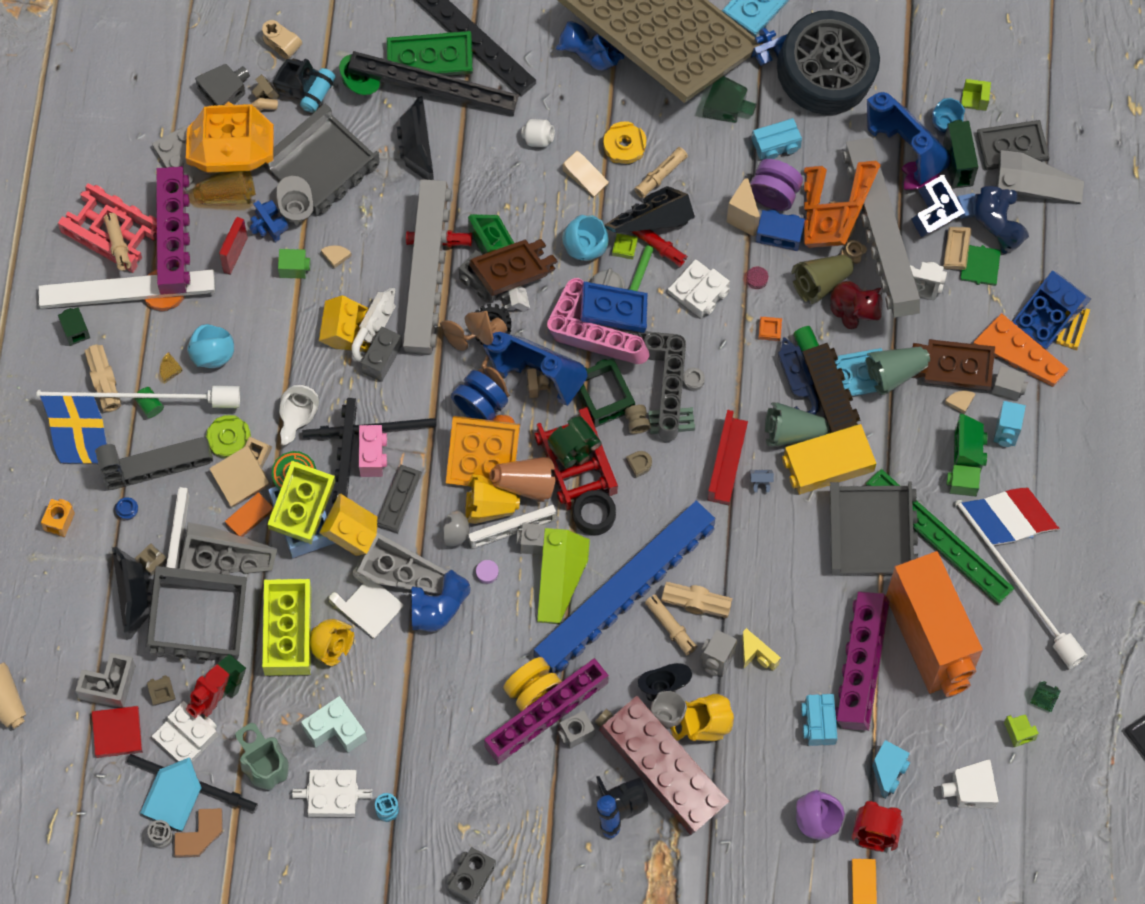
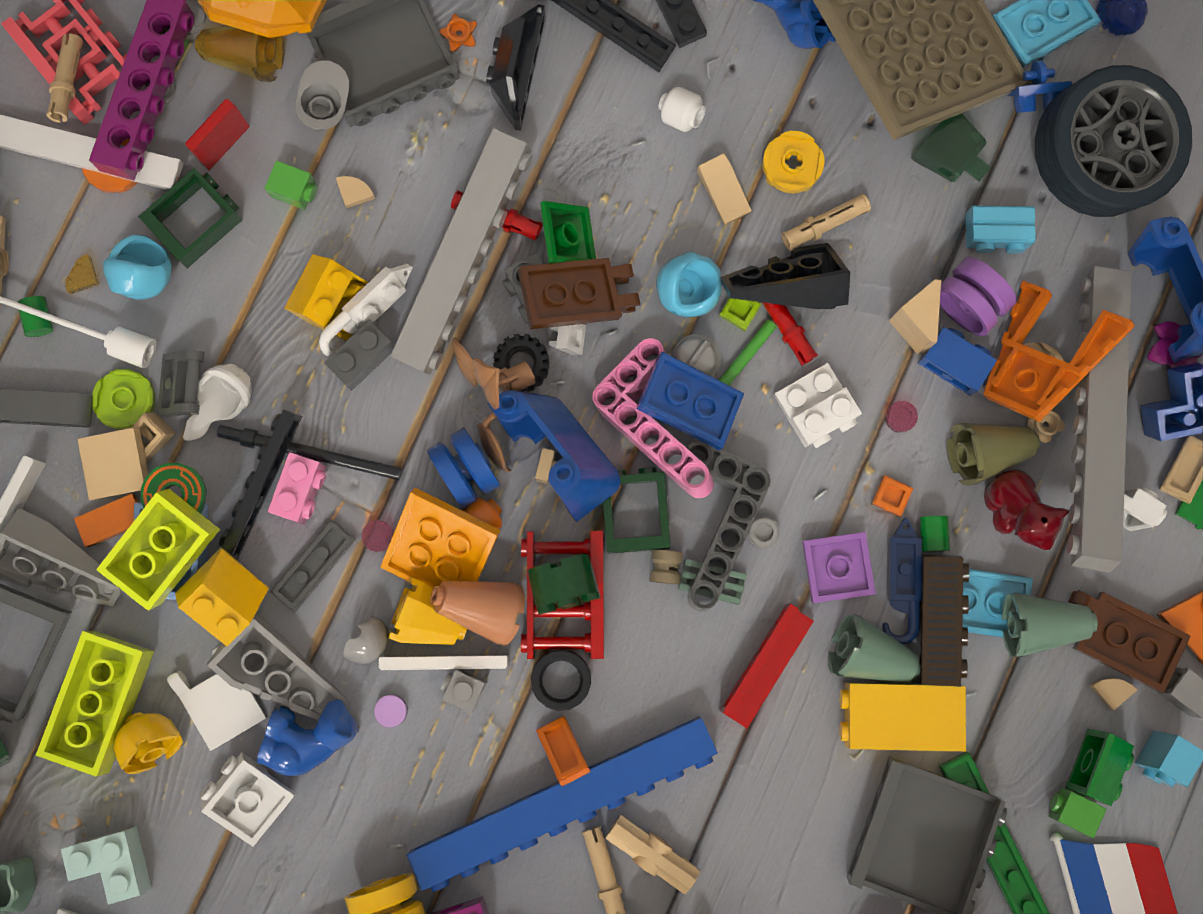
camera: 20 degrees right, 15 degrees up
(238, 283) = (173, 199): none -> dark green window
(261, 412) = (180, 383): none -> dark grey plate
(264, 213) = (279, 100): blue hips -> none
(368, 128) = (455, 25): none -> orange plate
(411, 655) = (245, 798): none -> white plate
(436, 465) = (377, 536): none -> clear pink tile
(562, 566) = (489, 743): lime wedge -> none
(612, 553) = (563, 751): none -> orange tile
(639, 462) = (648, 627): dark tan tile -> none
(751, 383) = (838, 567): none -> medium lavender plate
(761, 476) = (803, 709): sand blue tile -> none

